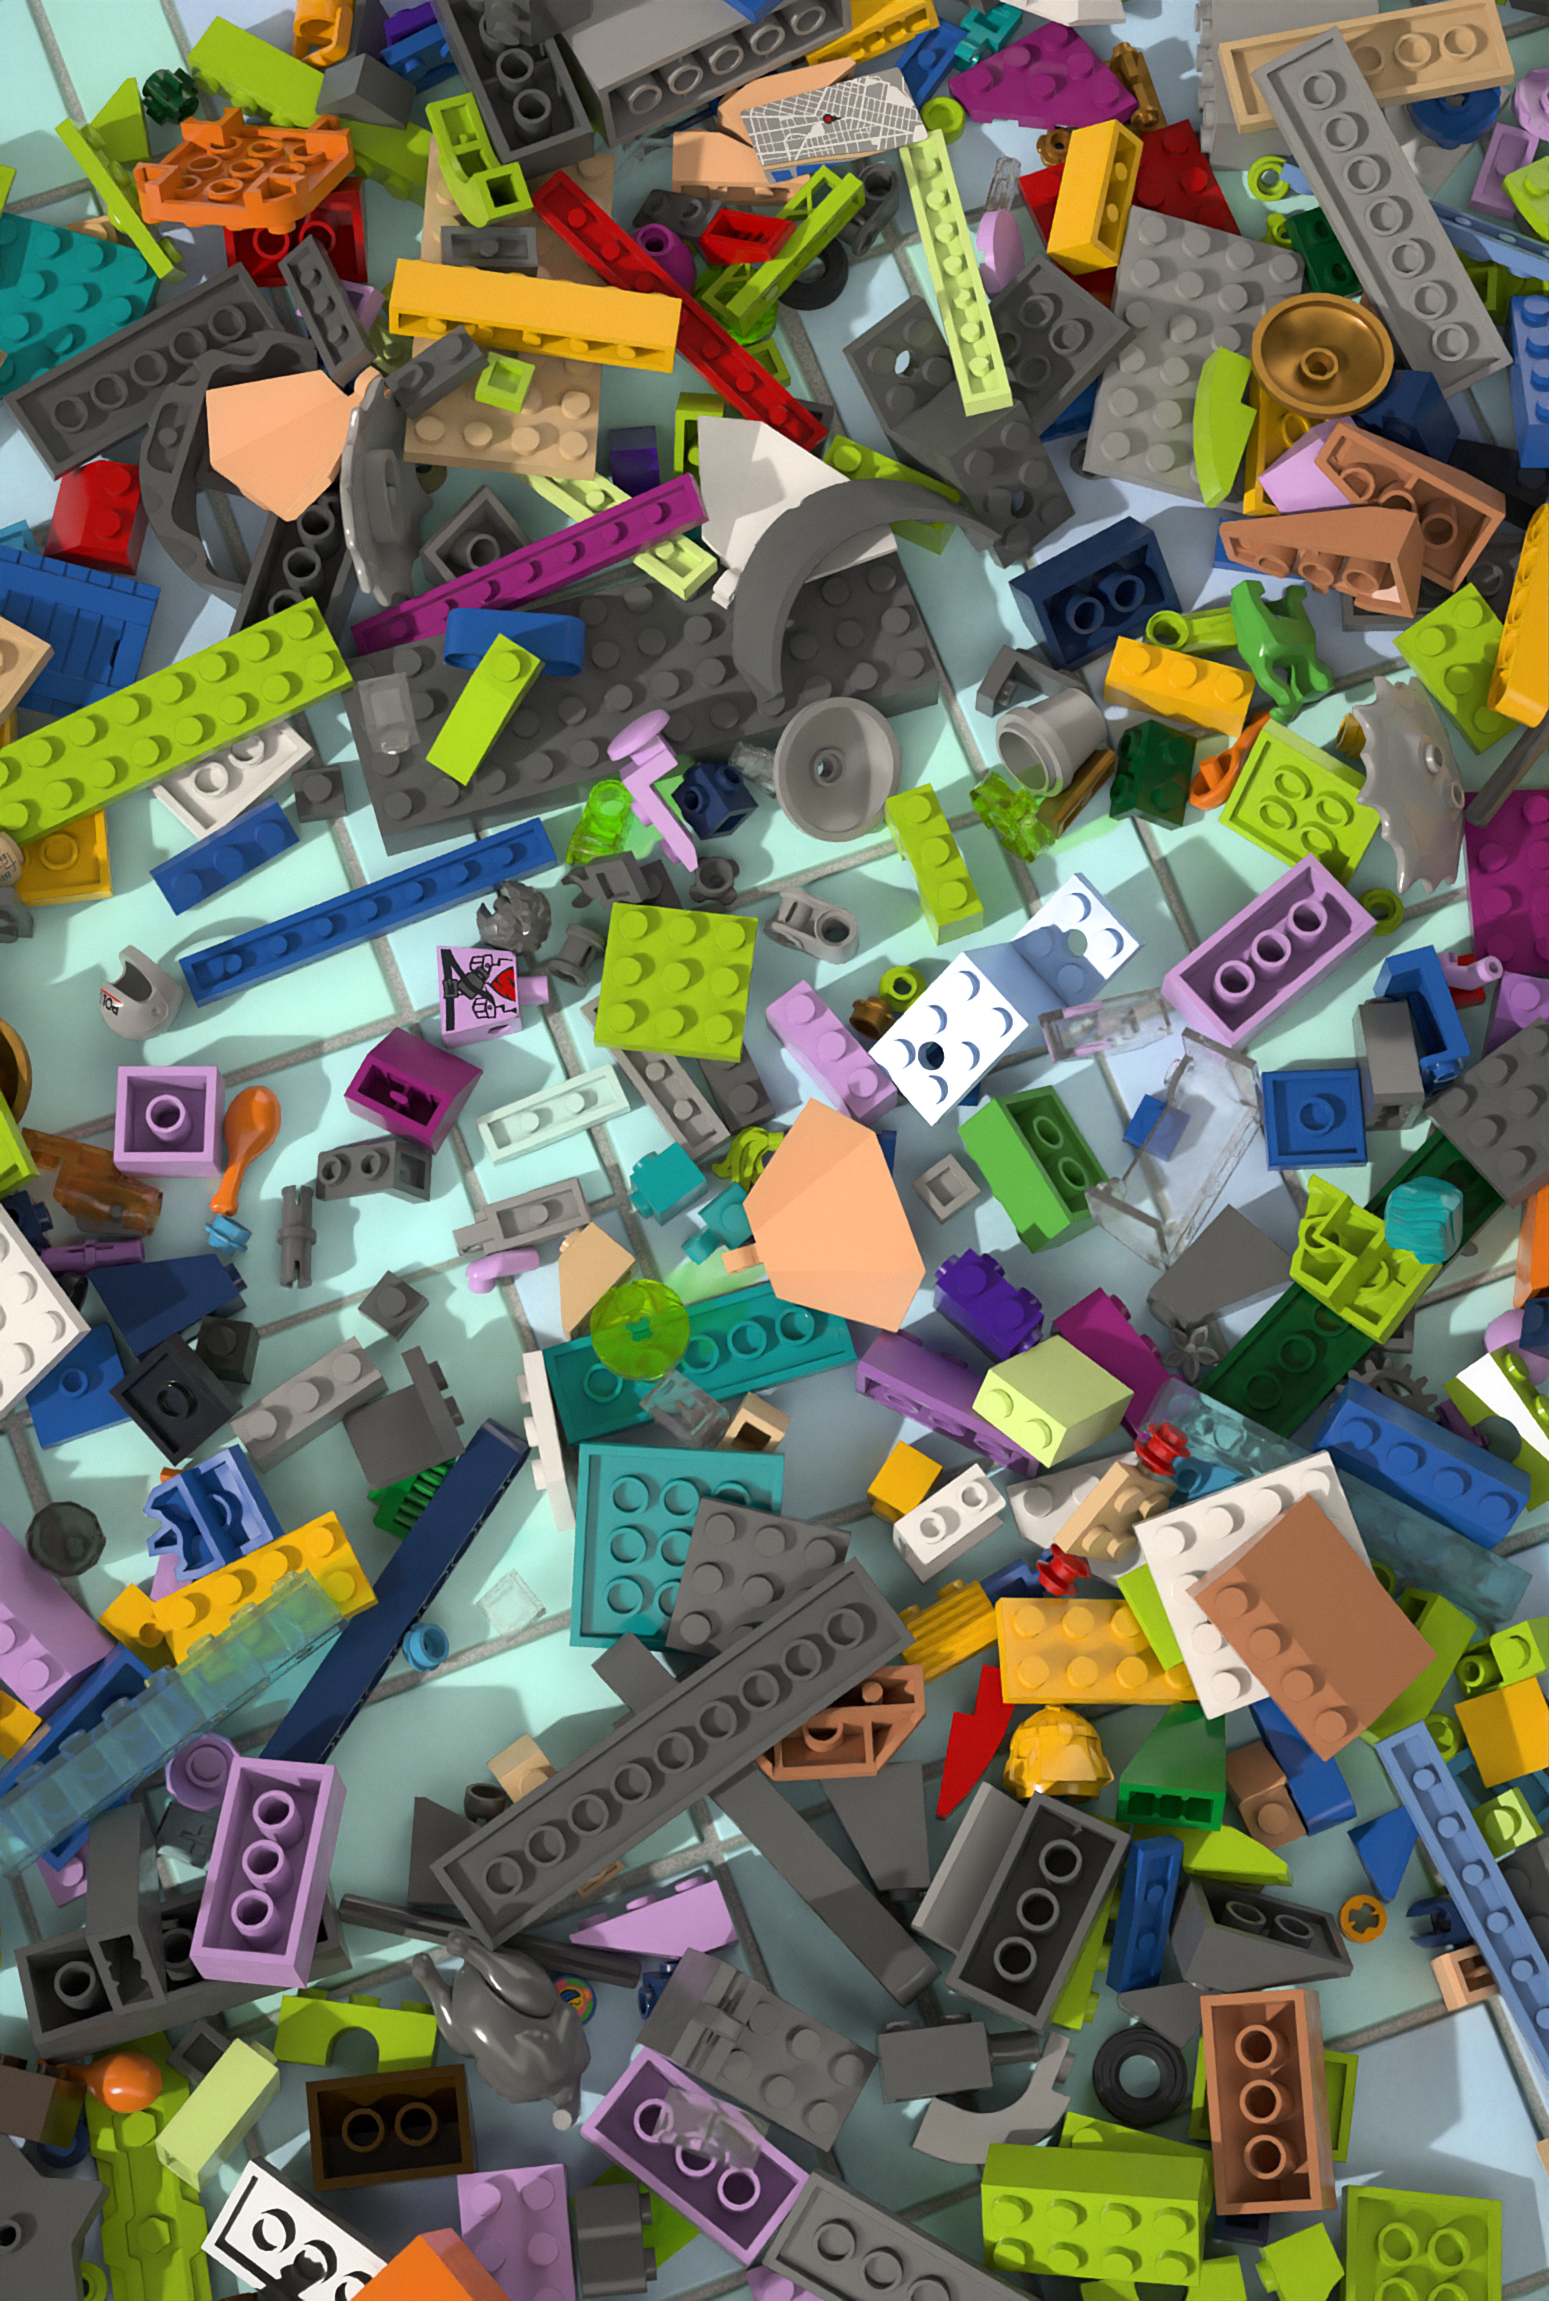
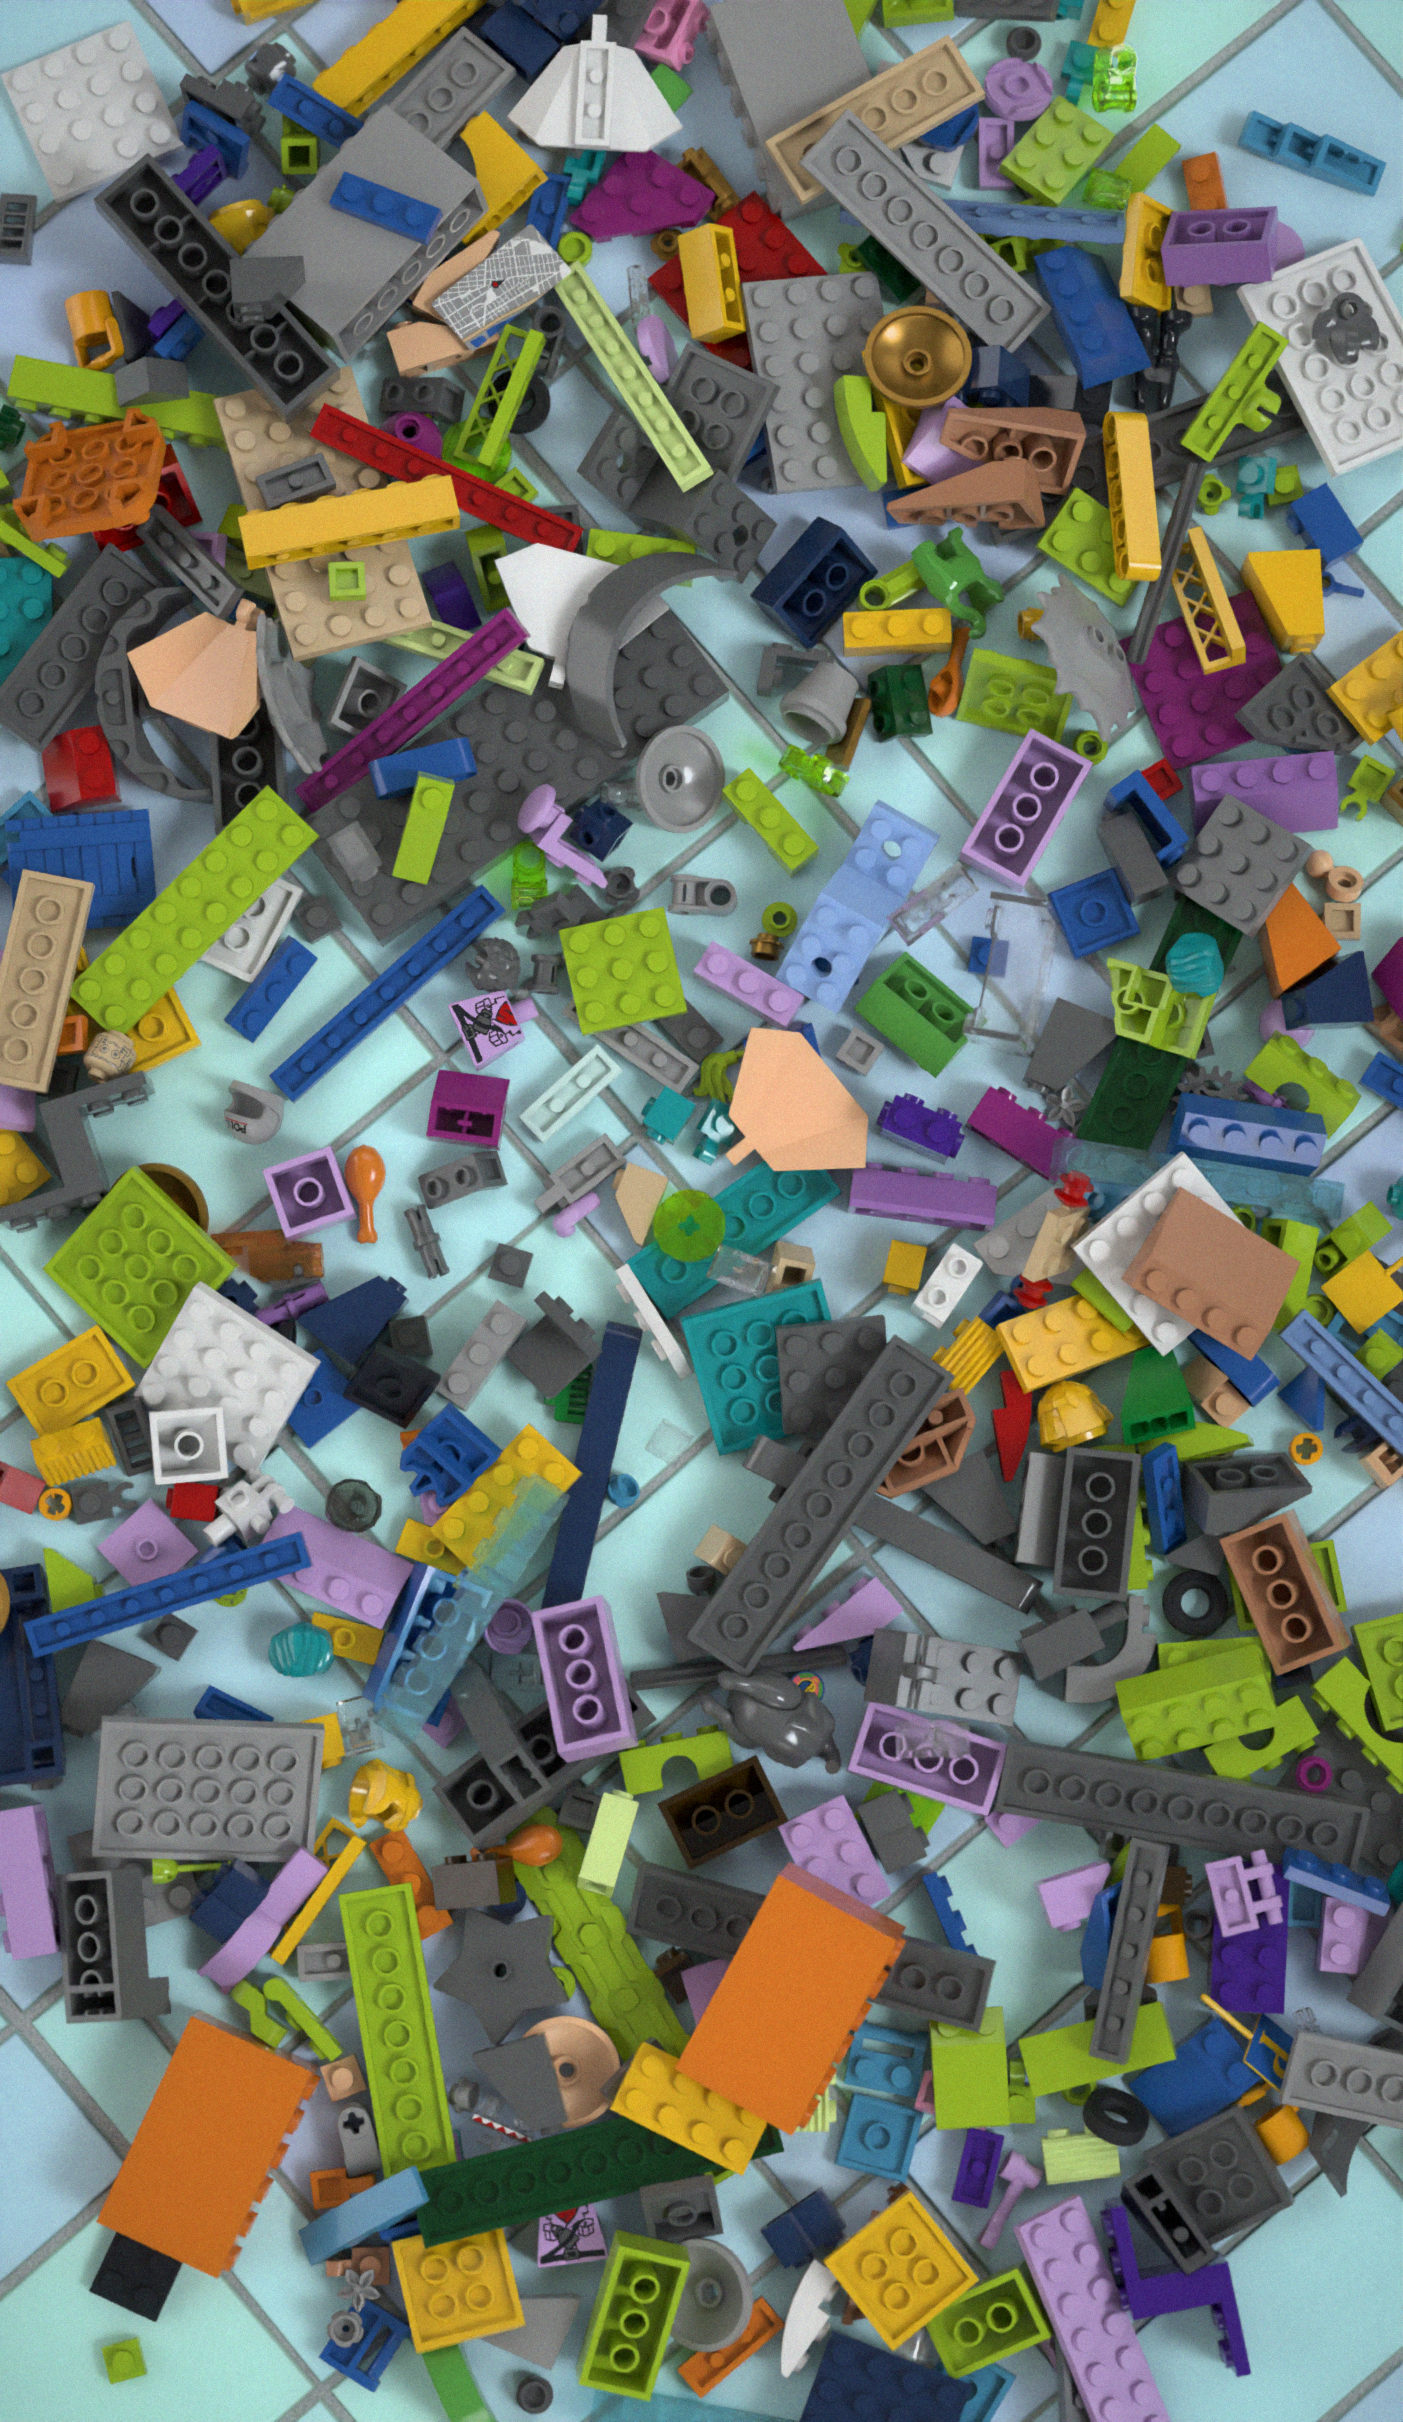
camera: 20 degrees left, 10 degrees up
(228, 1235) = (379, 1257): dark azure plate -> none
(436, 372) = (296, 591): dark grey plate -> none
(473, 175) = (270, 434): lime arch -> none
(744, 237) = (454, 392): red slope -> none
(1052, 1400) = (987, 1178): yellowish green brick -> none
(1258, 187) = (827, 226): lime plate -> none
(1469, 976) = (1168, 777): lavender arm -> none

